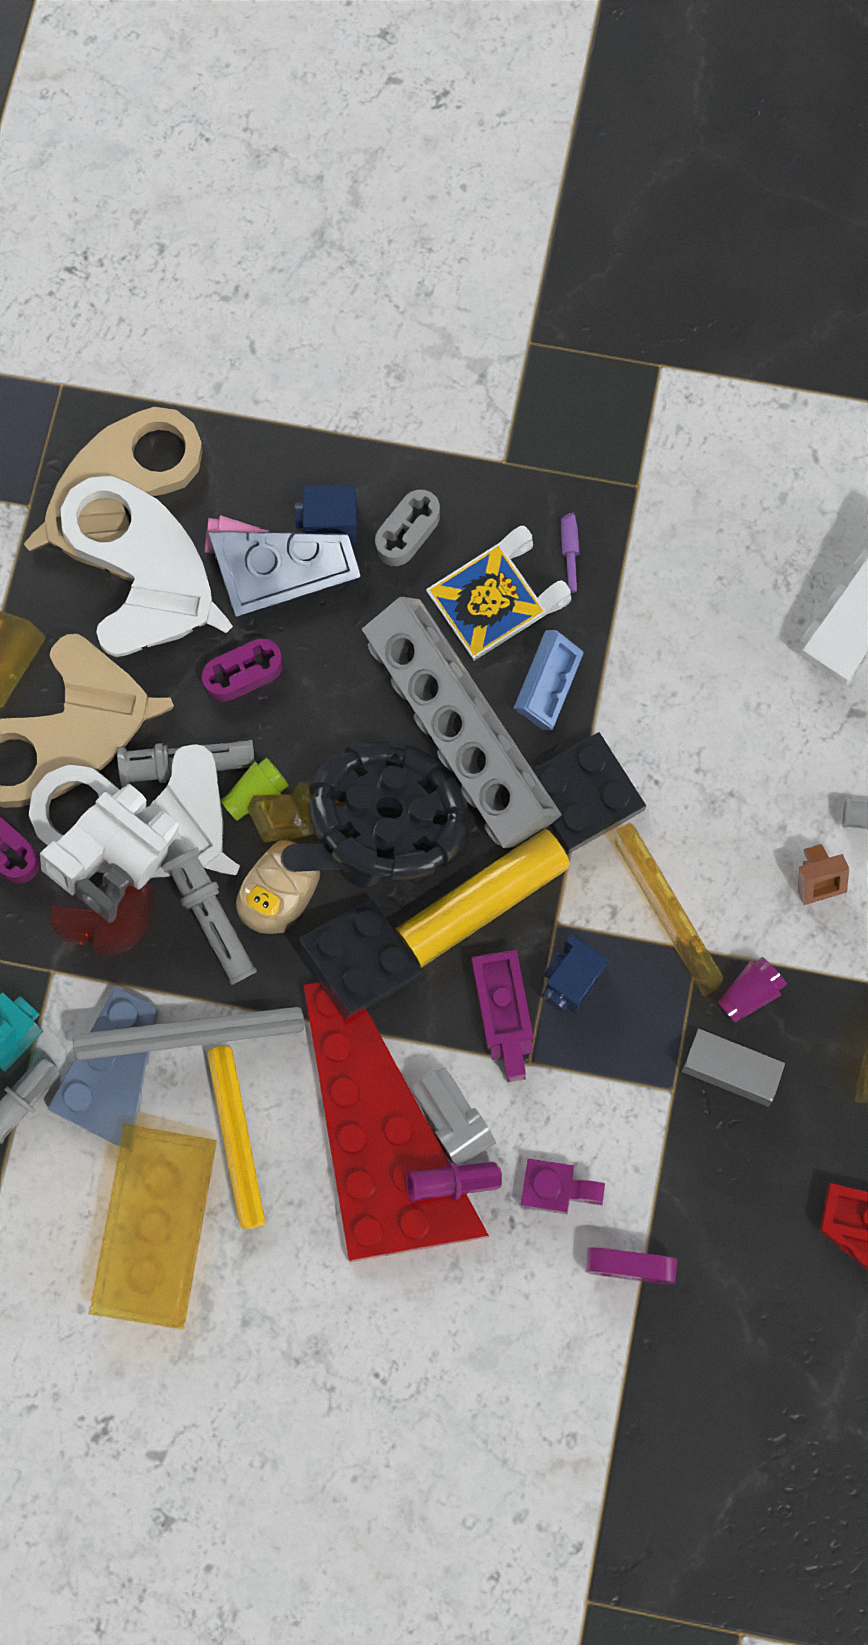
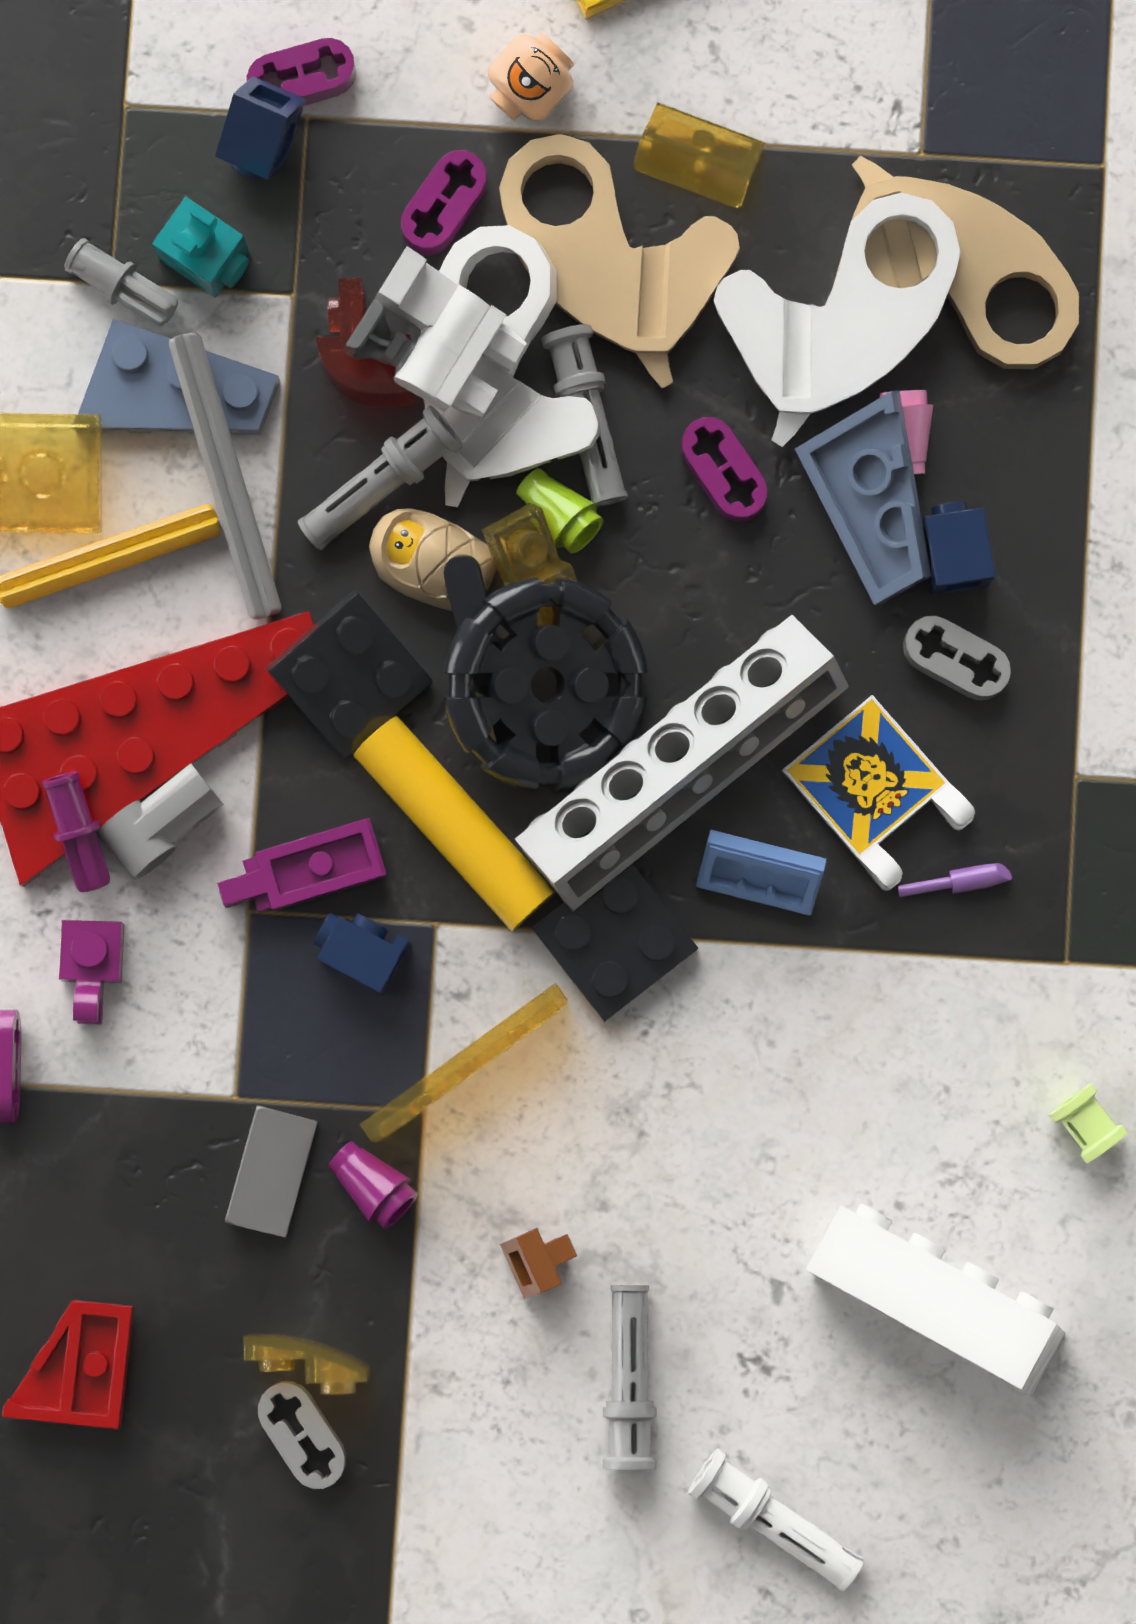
camera: 80 degrees right, 10 degrees up
(756, 481) = (1088, 1123): none -> yellowish green bush

